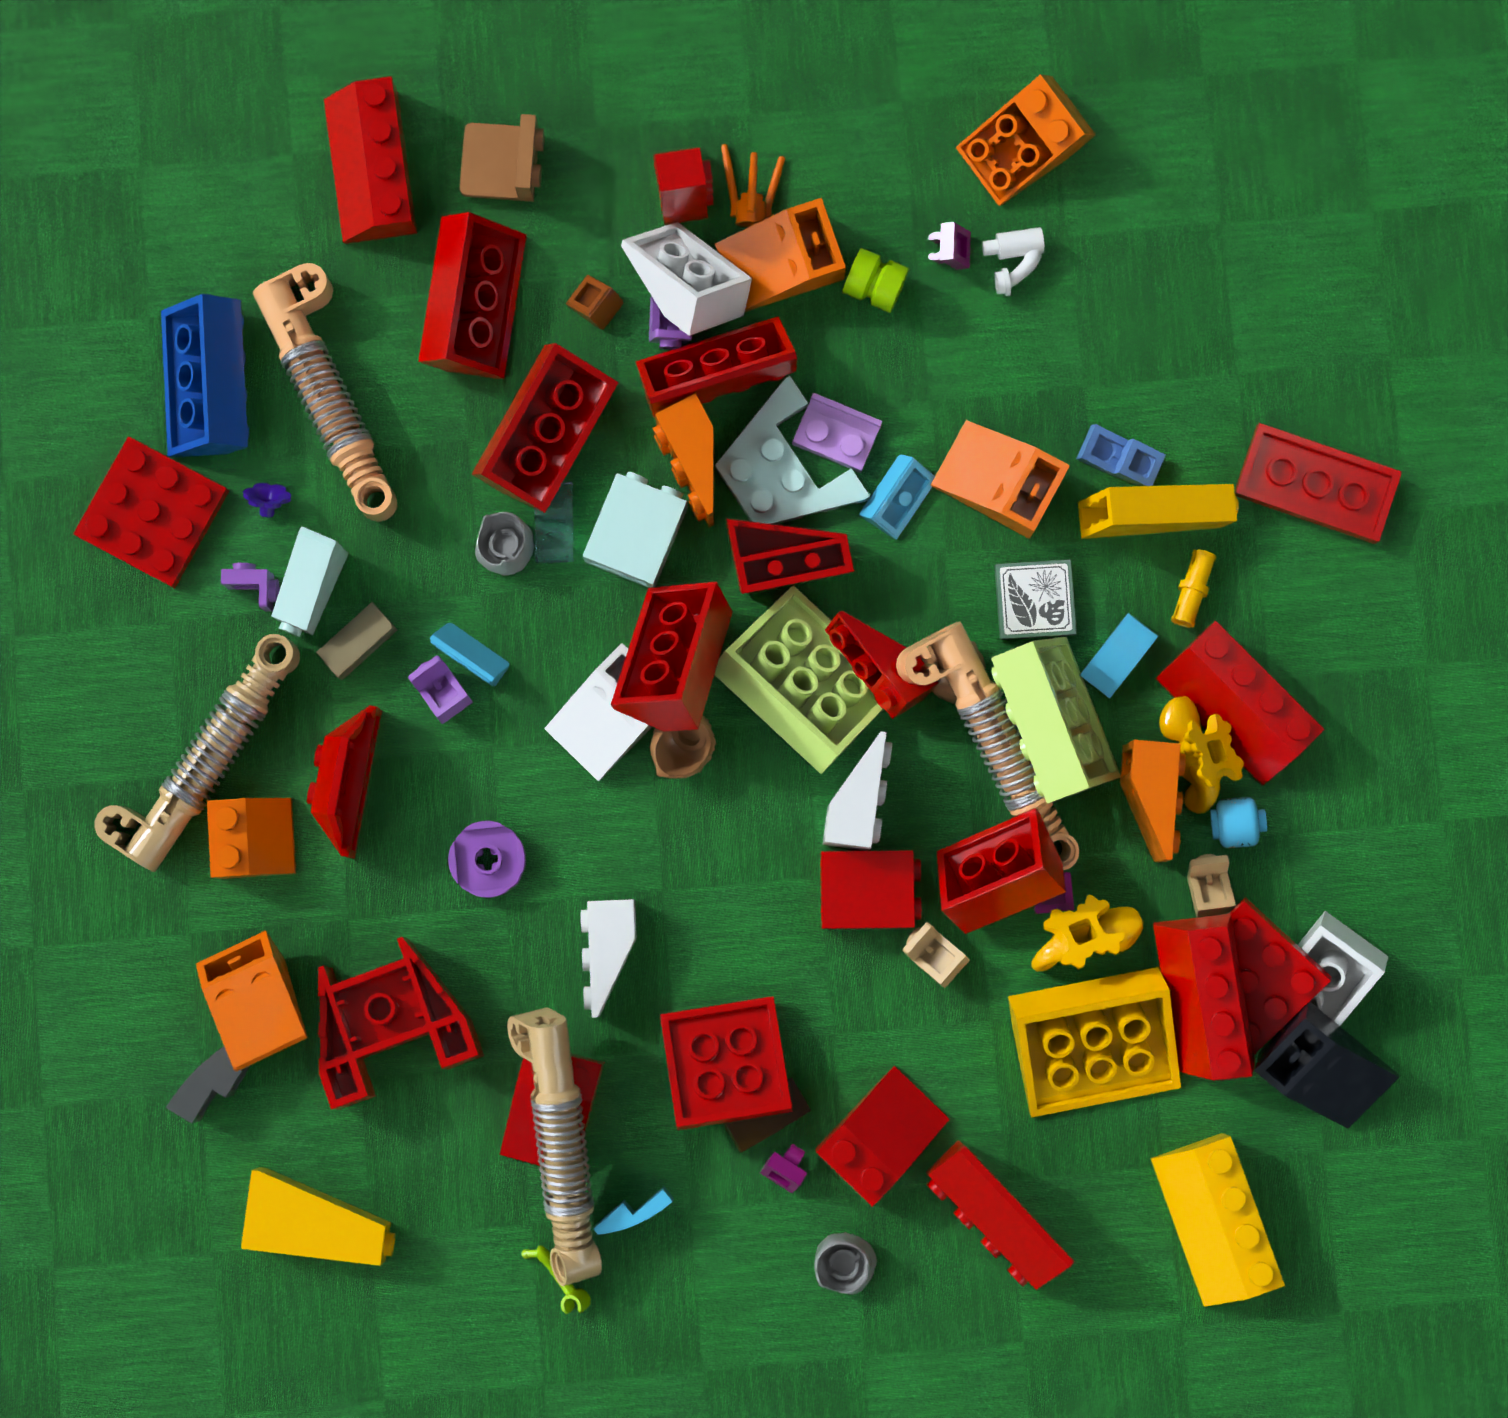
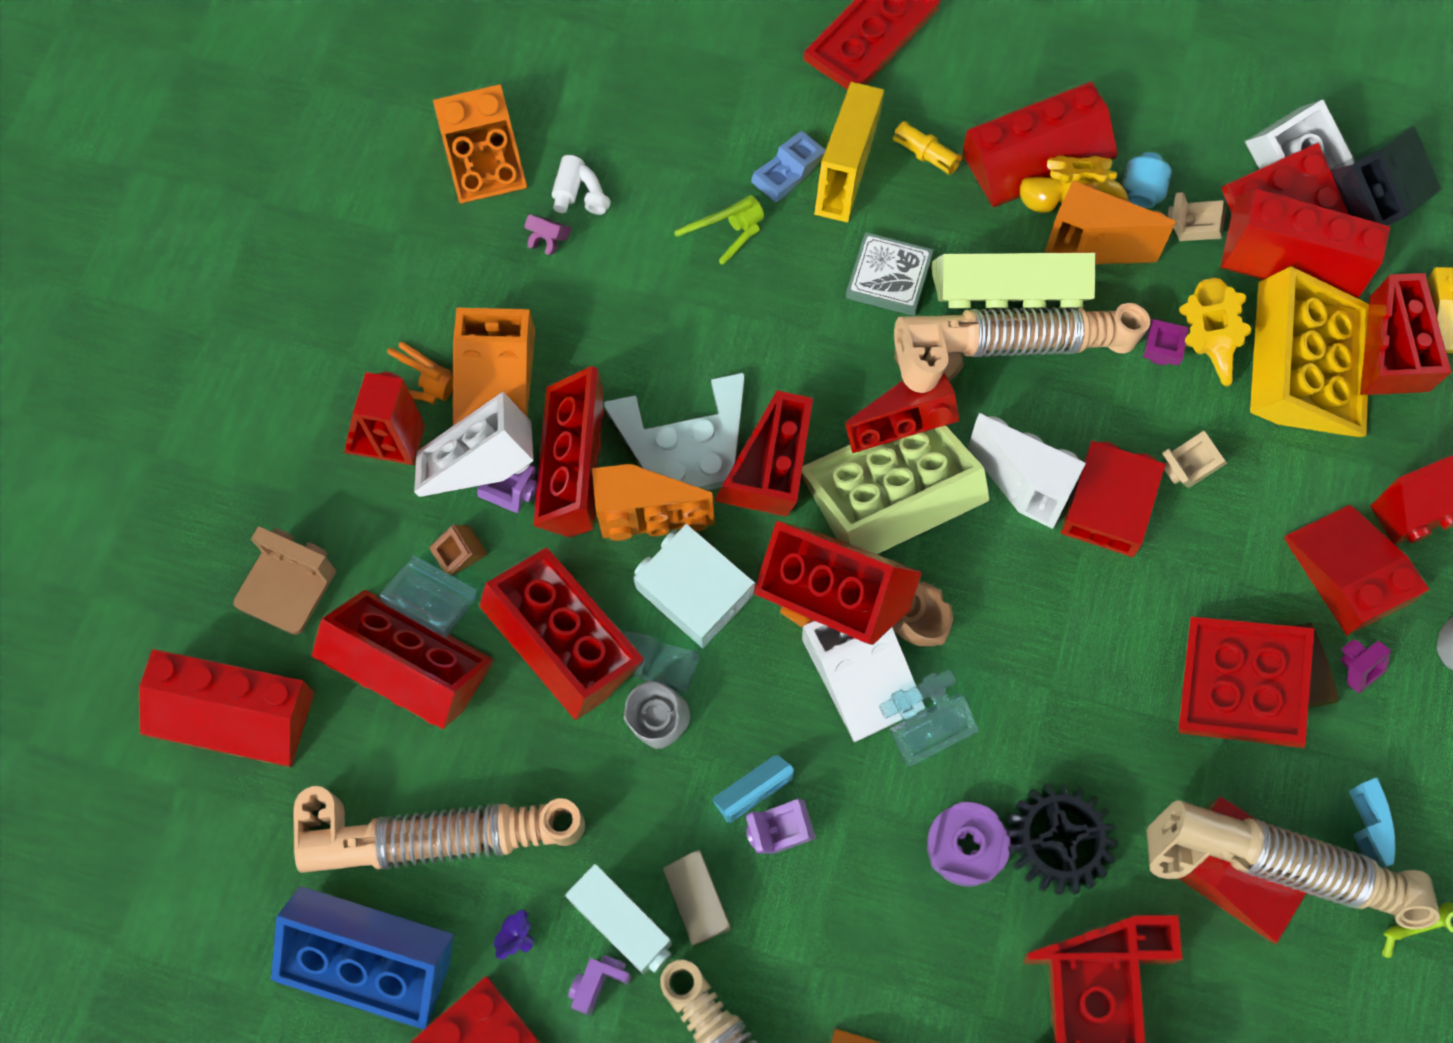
camera: 65 degrees left, 15 degrees down
(344, 779) = (837, 961): red wedge -> none
(492, 956) = (1065, 857): none -> black gear
(538, 295) = (429, 596): none -> clear light blue plate
(579, 793) = (934, 728): none -> clear light blue plate
(611, 938) = (1091, 750): white slope -> none
(837, 432) = (672, 383): lavender plate -> none
(875, 280) = (554, 295): lime wheel -> none
(898, 496) = (750, 352): medium azure slope -> none
(999, 872) = (1135, 373): red slope -> none
(1000, 477) = (772, 257): orange slope -> none
(1045, 429) = (741, 215): none -> lime plant
(1119, 655) = (965, 221): medium azure slope -> none
(1141, 1123) = (1403, 339): none -> red wedge

